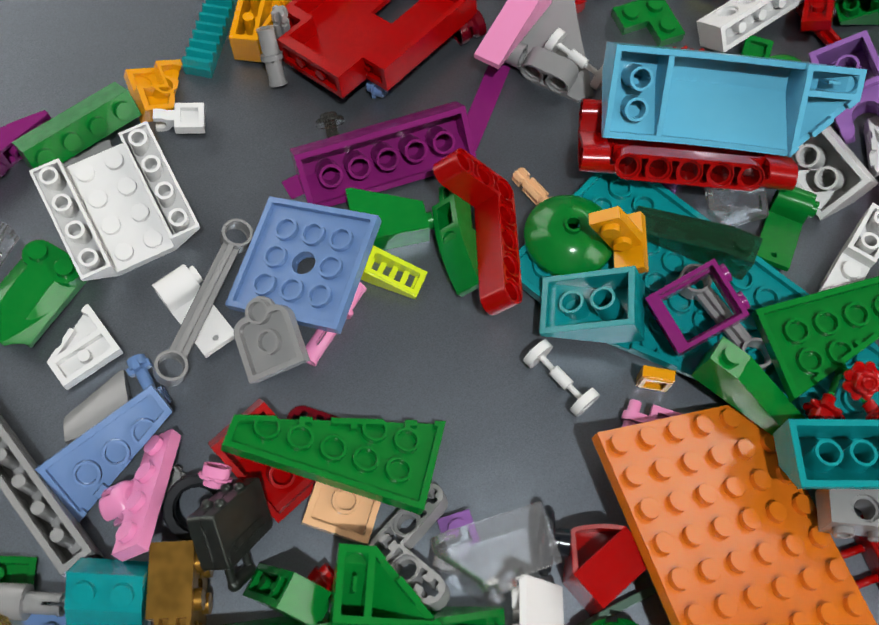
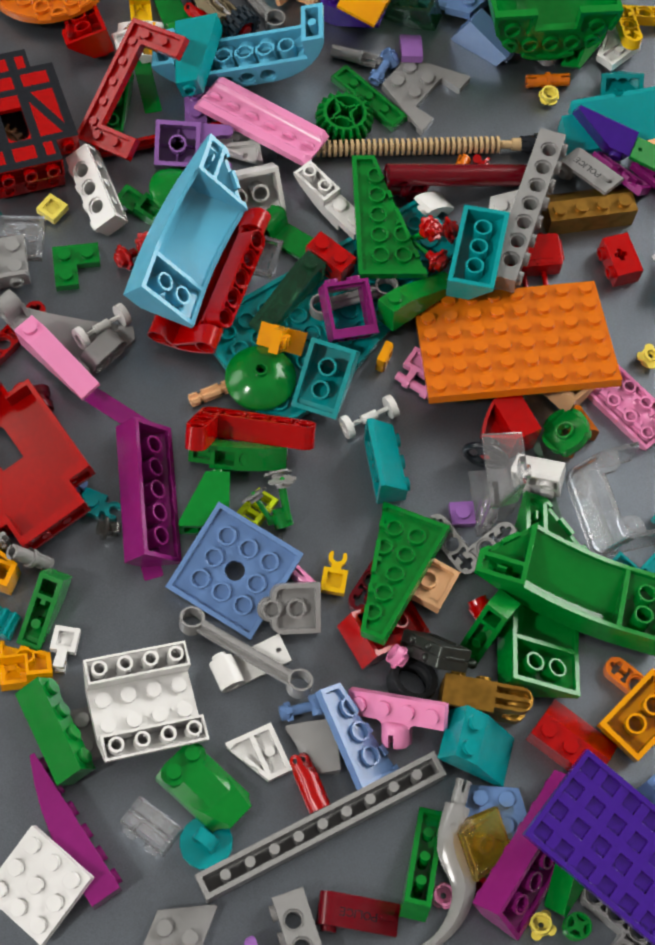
camera: 80 degrees left, 0 degrees up
(45, 412) = (309, 783): none -> red piece
(228, 87) = (43, 607): none -> green slope
(324, 383) = (334, 577): none -> yellow plate
(359, 109) = (99, 504): none -> teal plate
(393, 302) = (281, 516): none -> plant
(499, 407) = (385, 461): none -> teal slope
(768, 272) = (338, 260): none -> red brick

